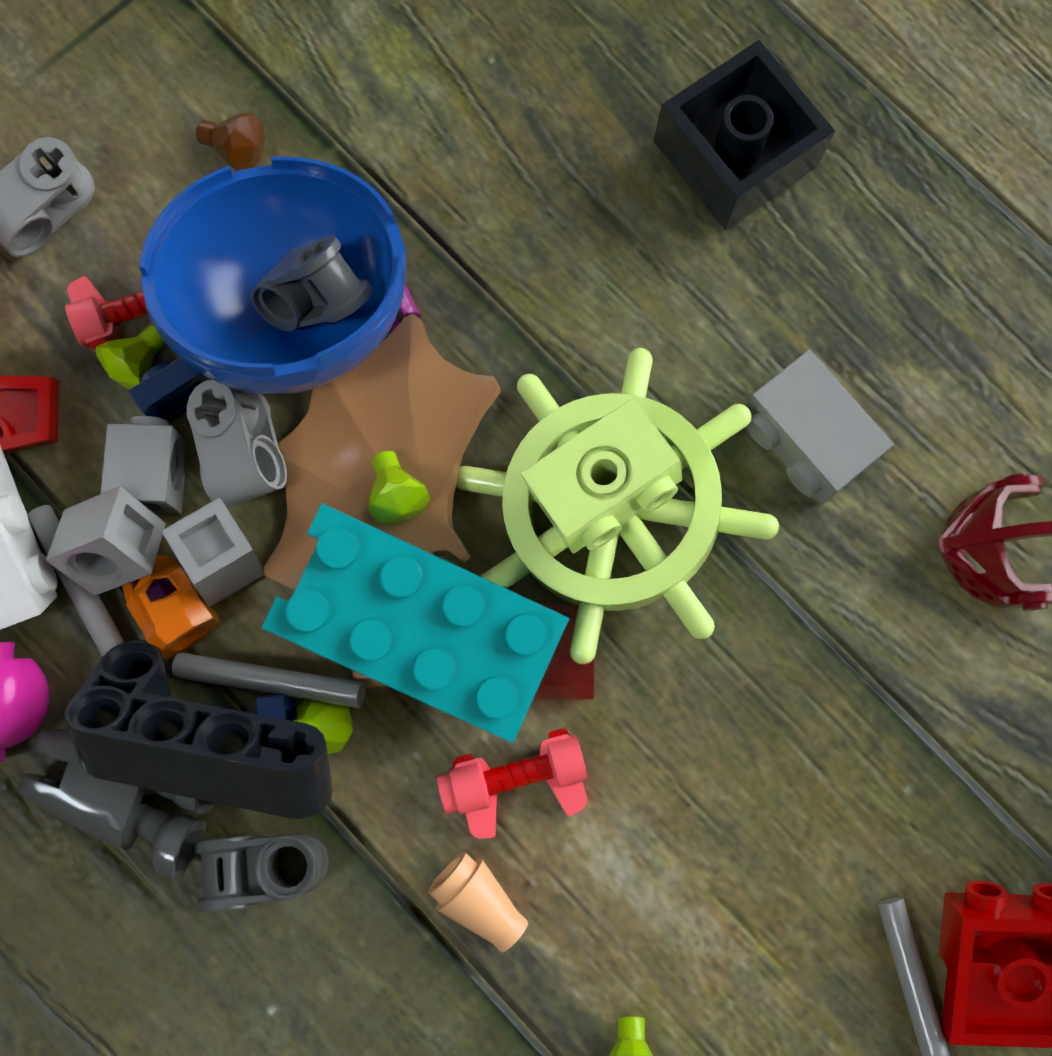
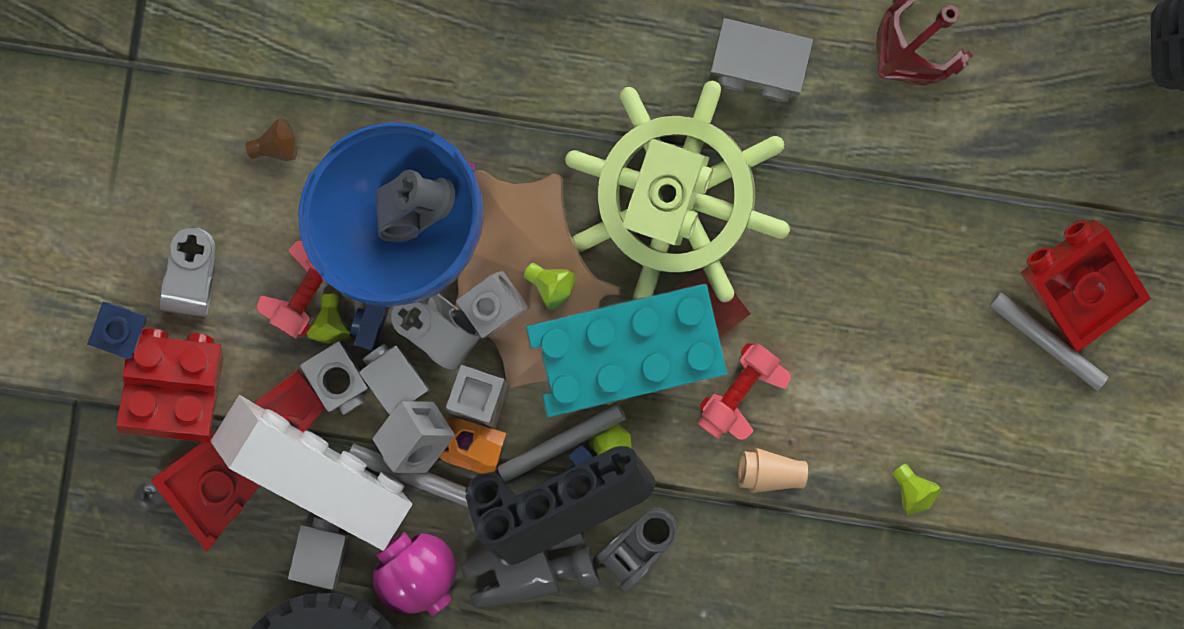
camera: 30 degrees left, 10 degrees up
(68, 399) = (320, 365): none -> light grey brick
(311, 460) = (492, 304): none -> light grey brick

